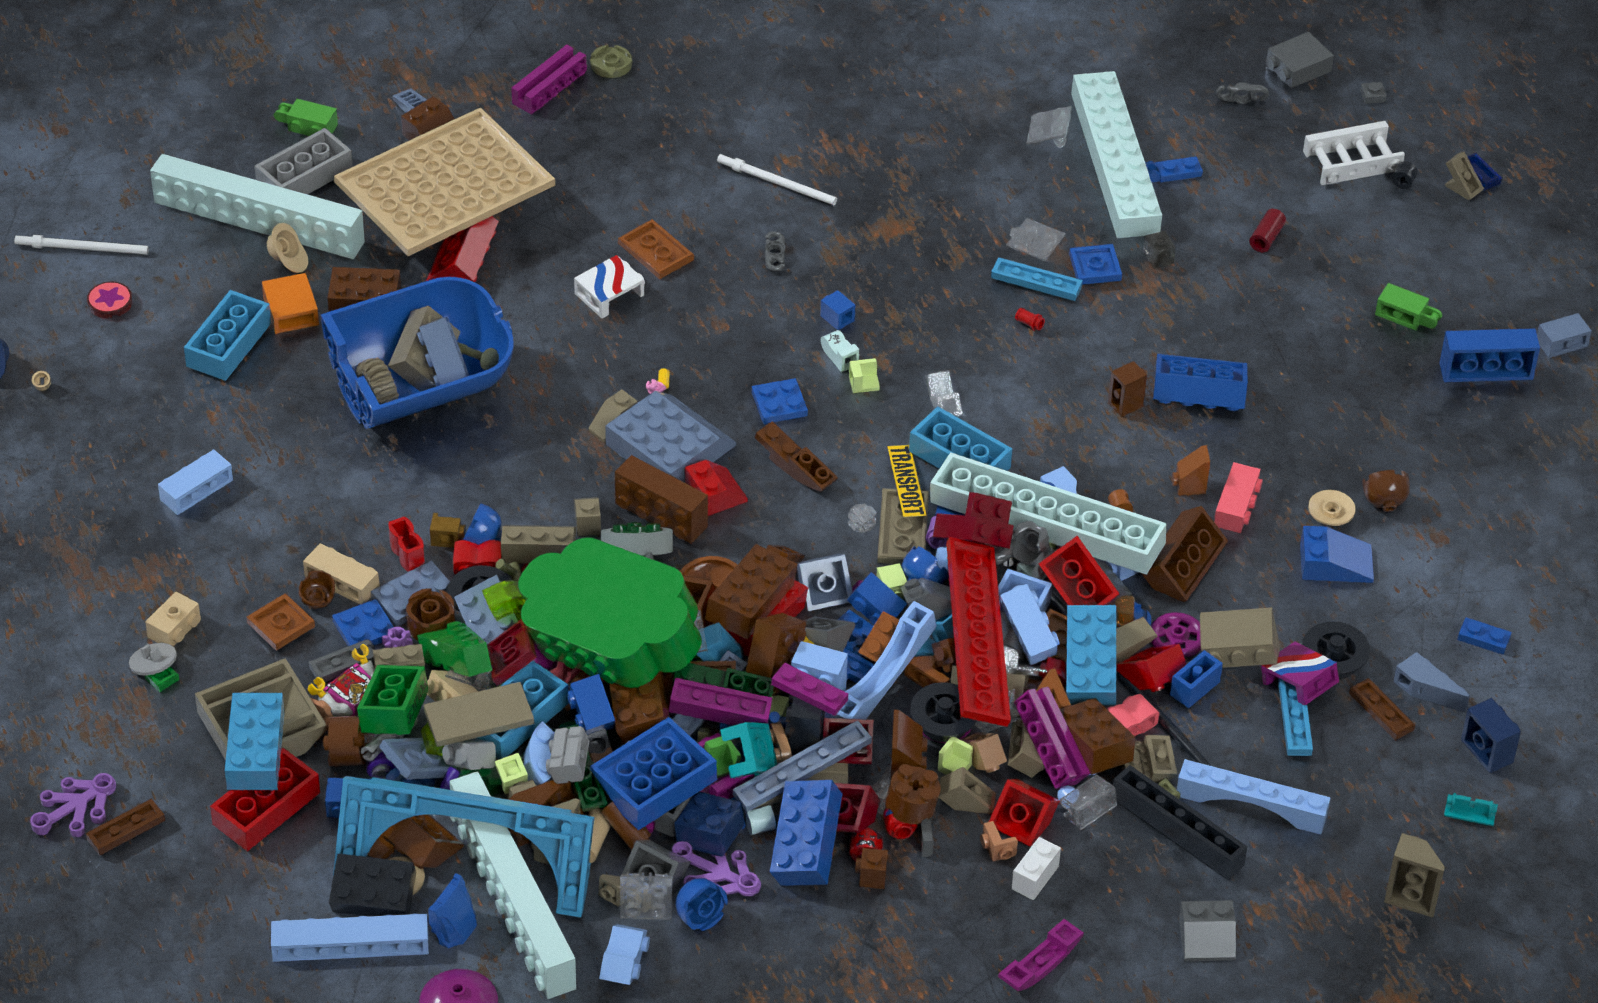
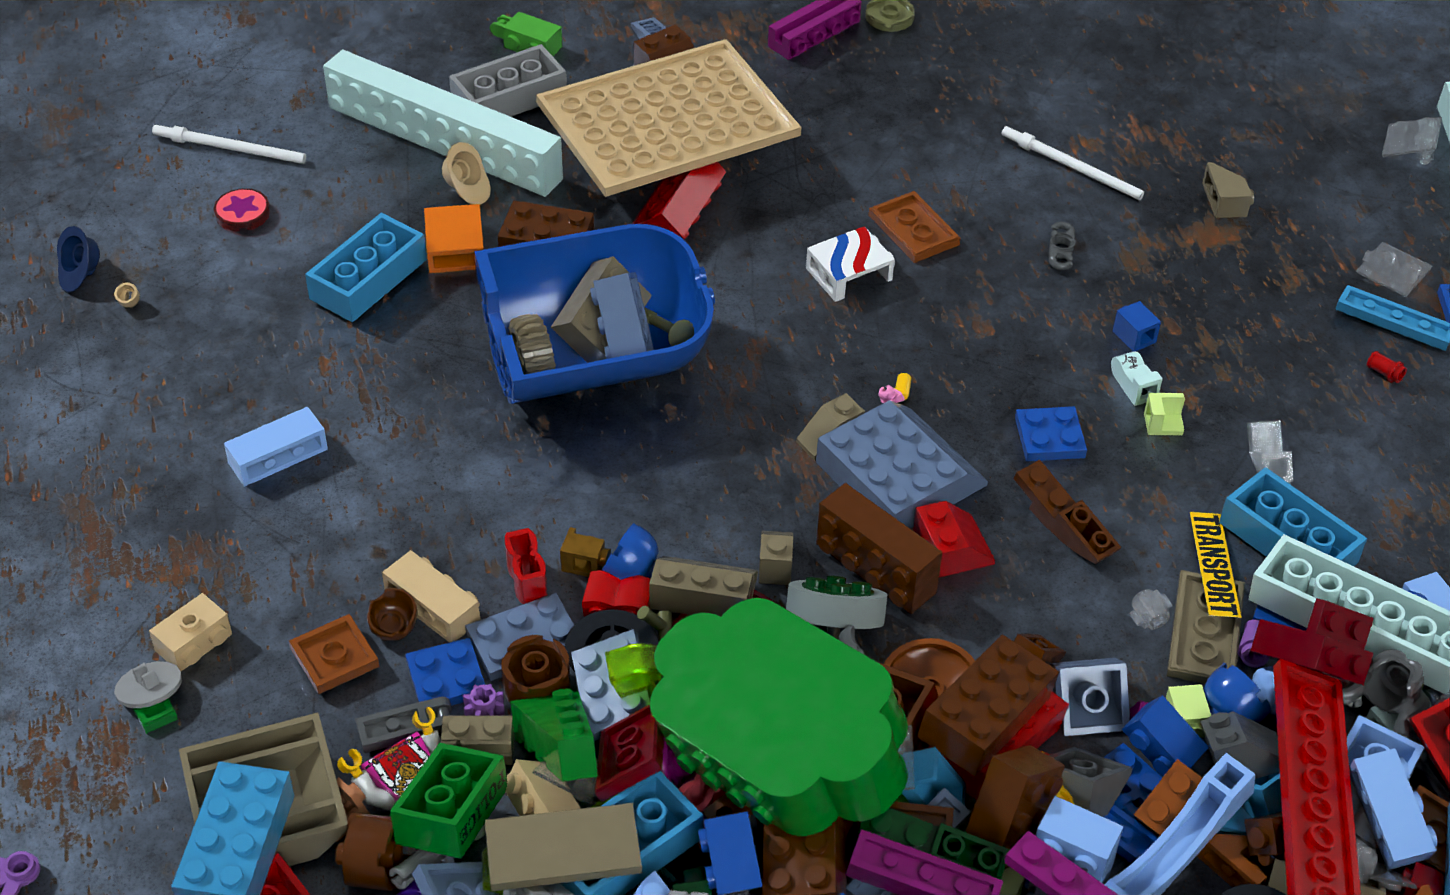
camera: 10 degrees right, 0 degrees up
(902, 191) = (1227, 192): none -> dark tan slope

